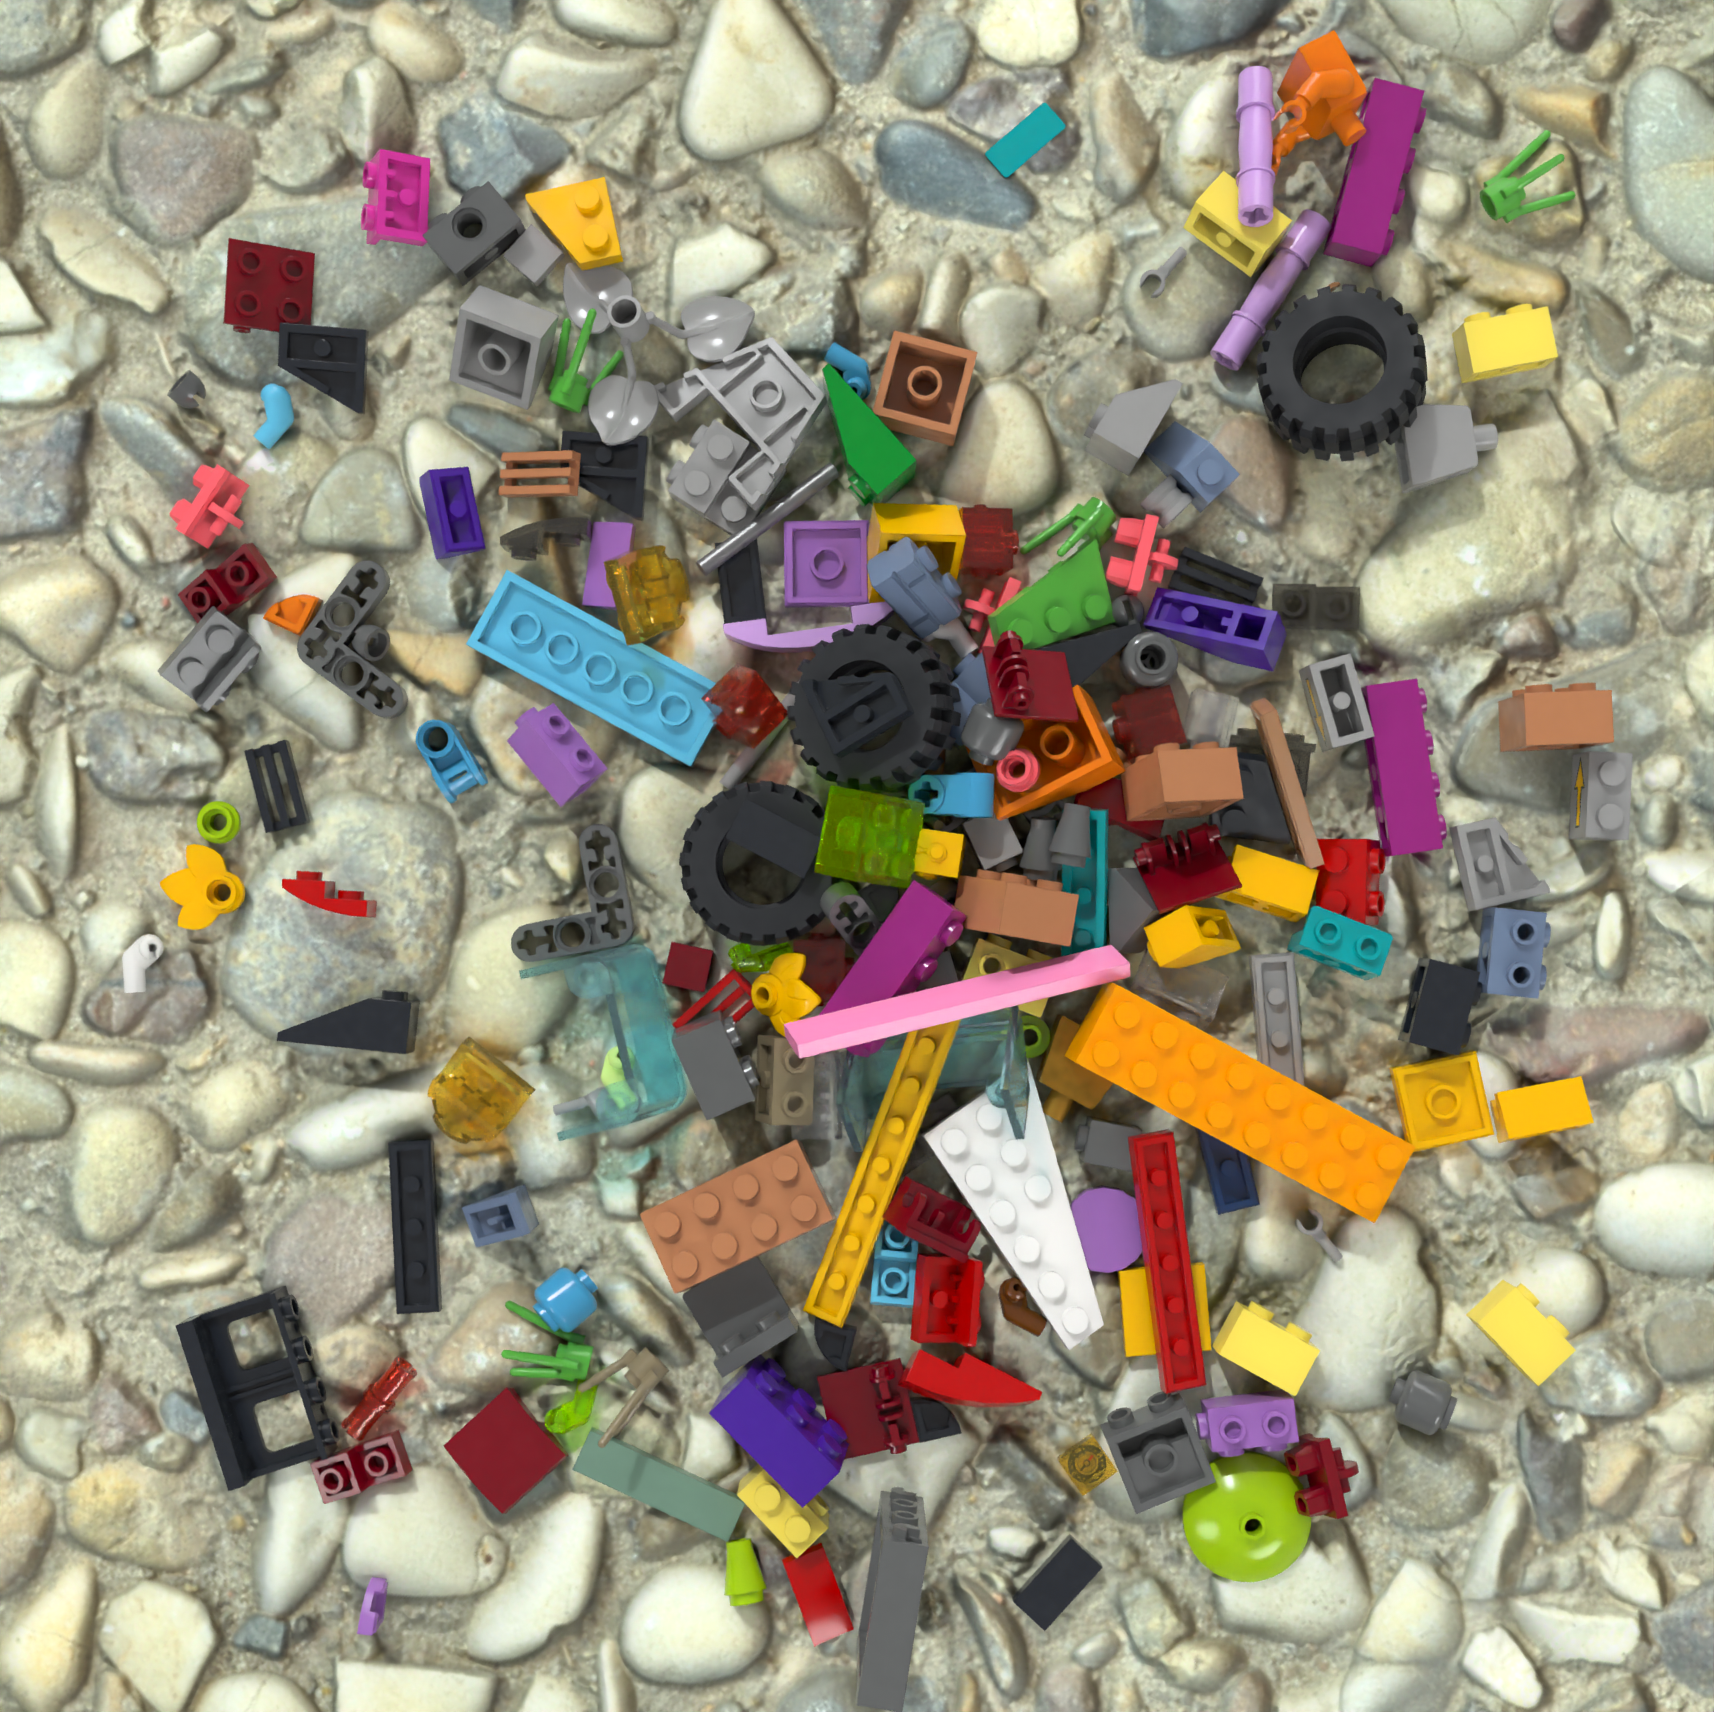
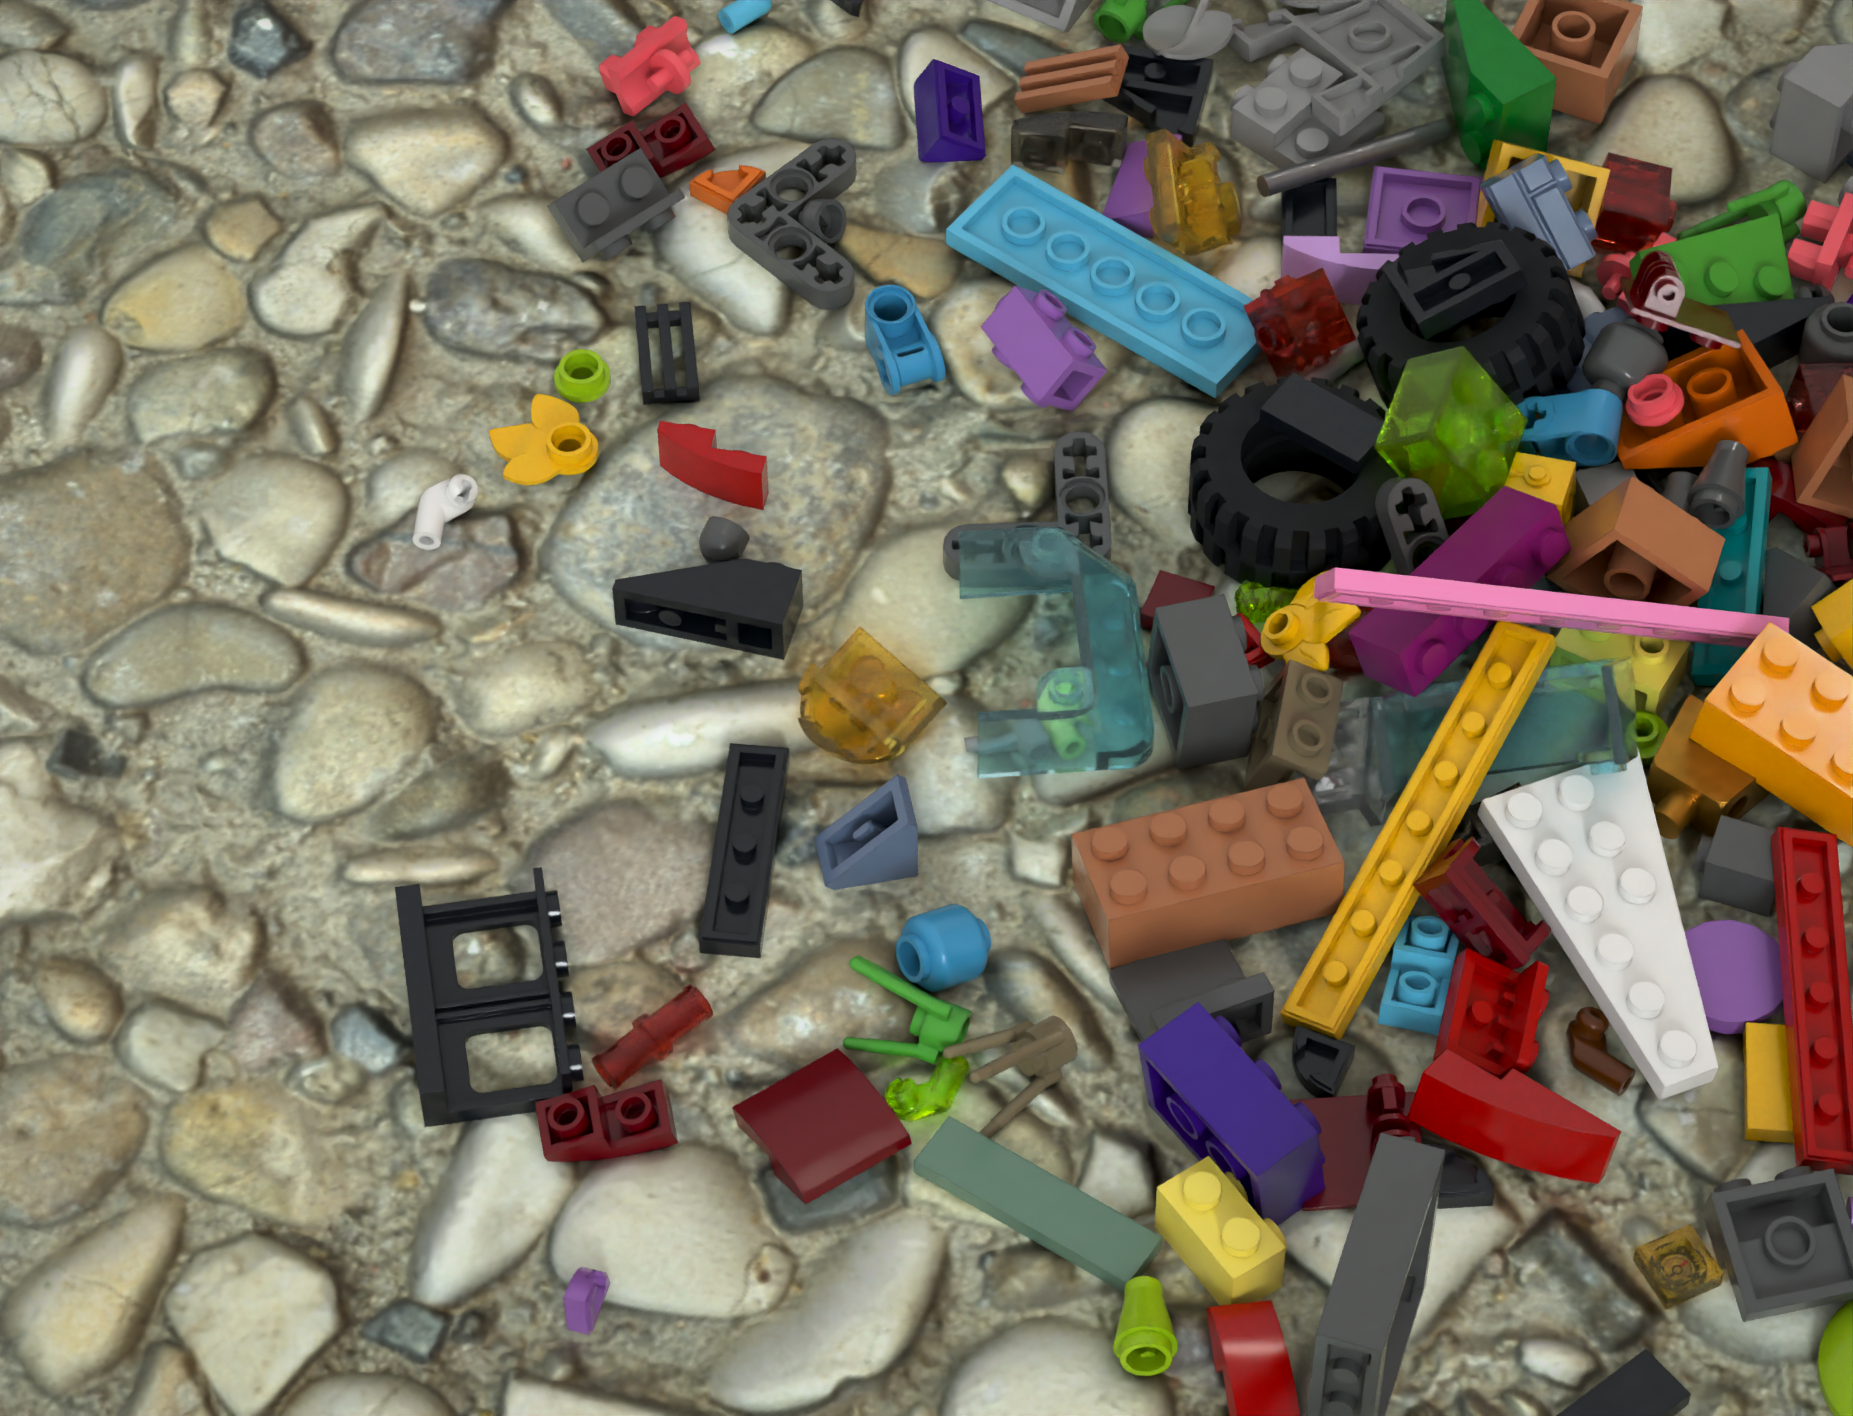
camera: 10 degrees right, 35 degrees down
(350, 963) = (722, 540): none -> dark grey hinge

